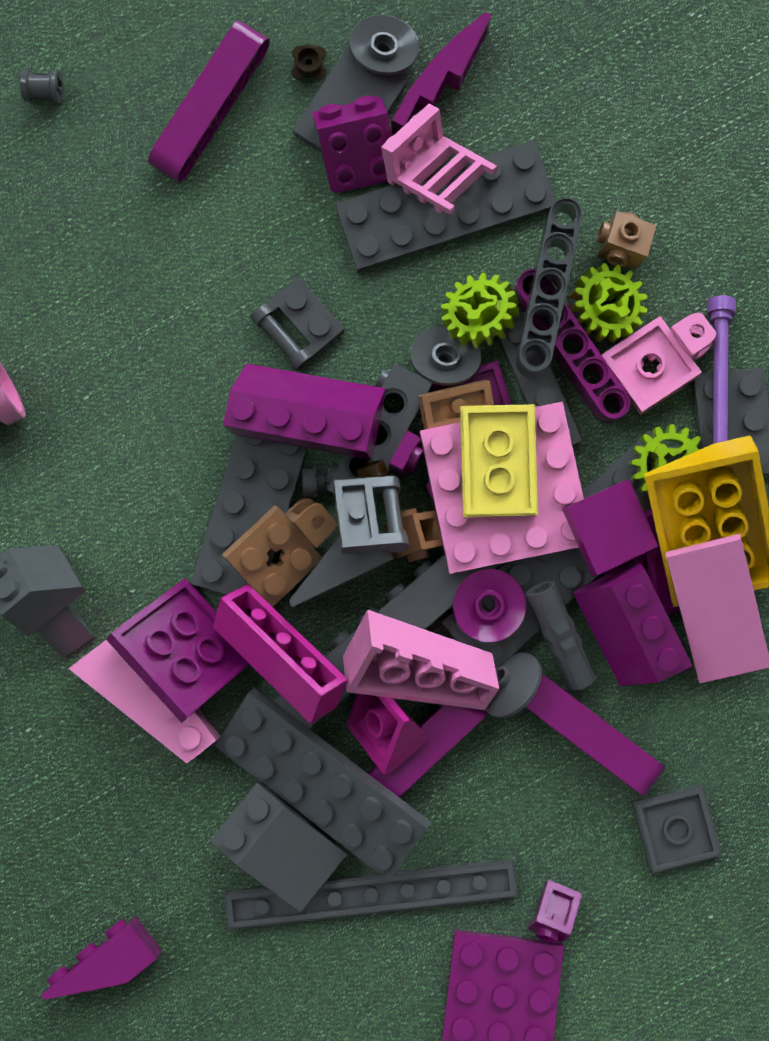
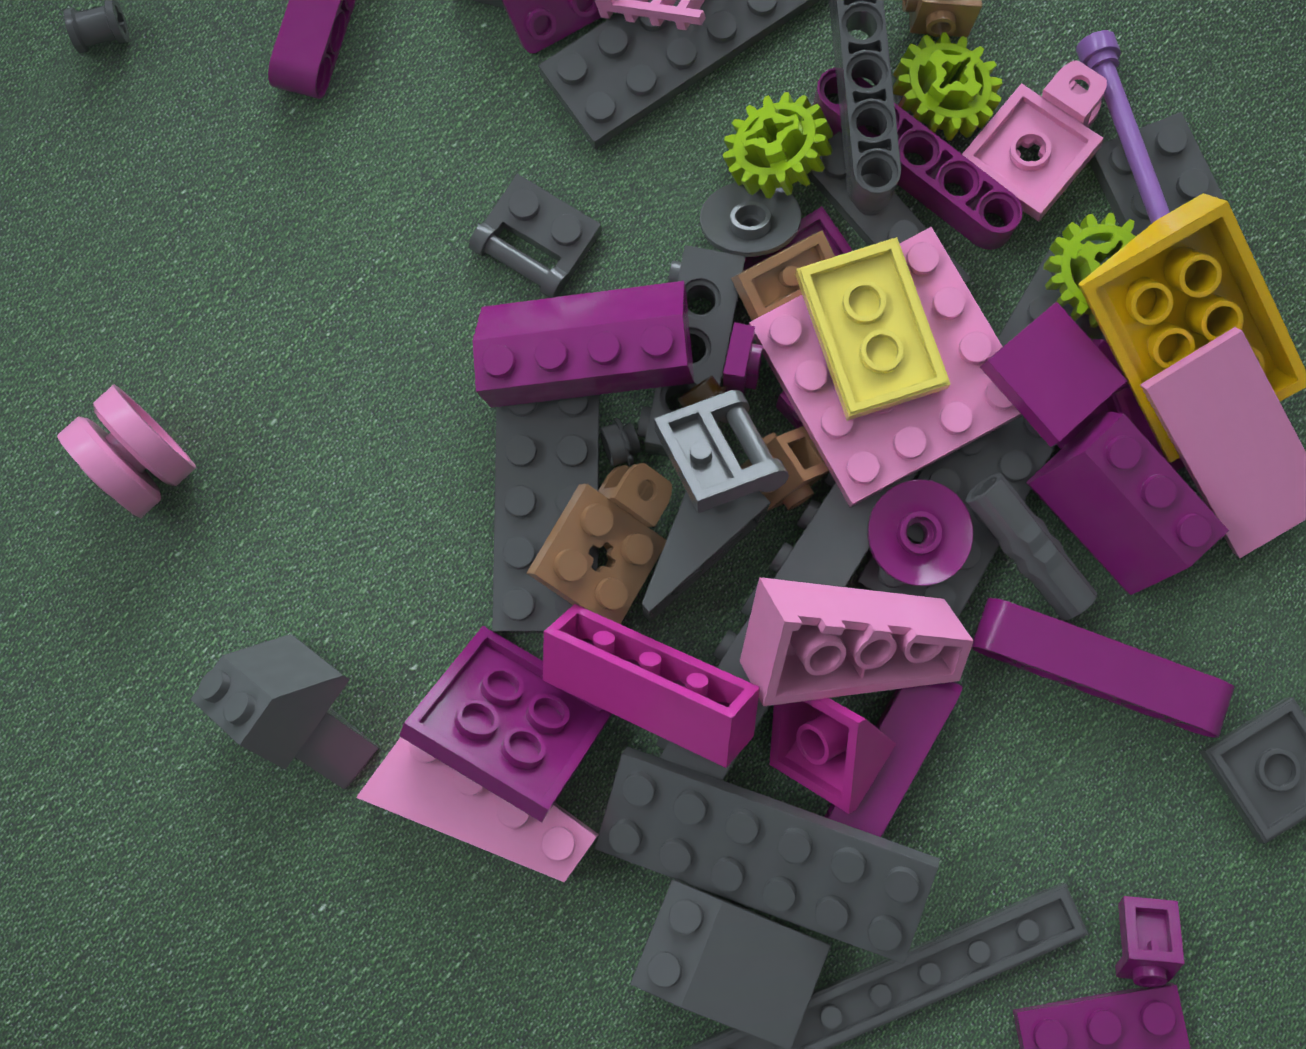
camera: 10 degrees left, 5 degrees down
(518, 684) = (998, 627): dark grey dish -> none

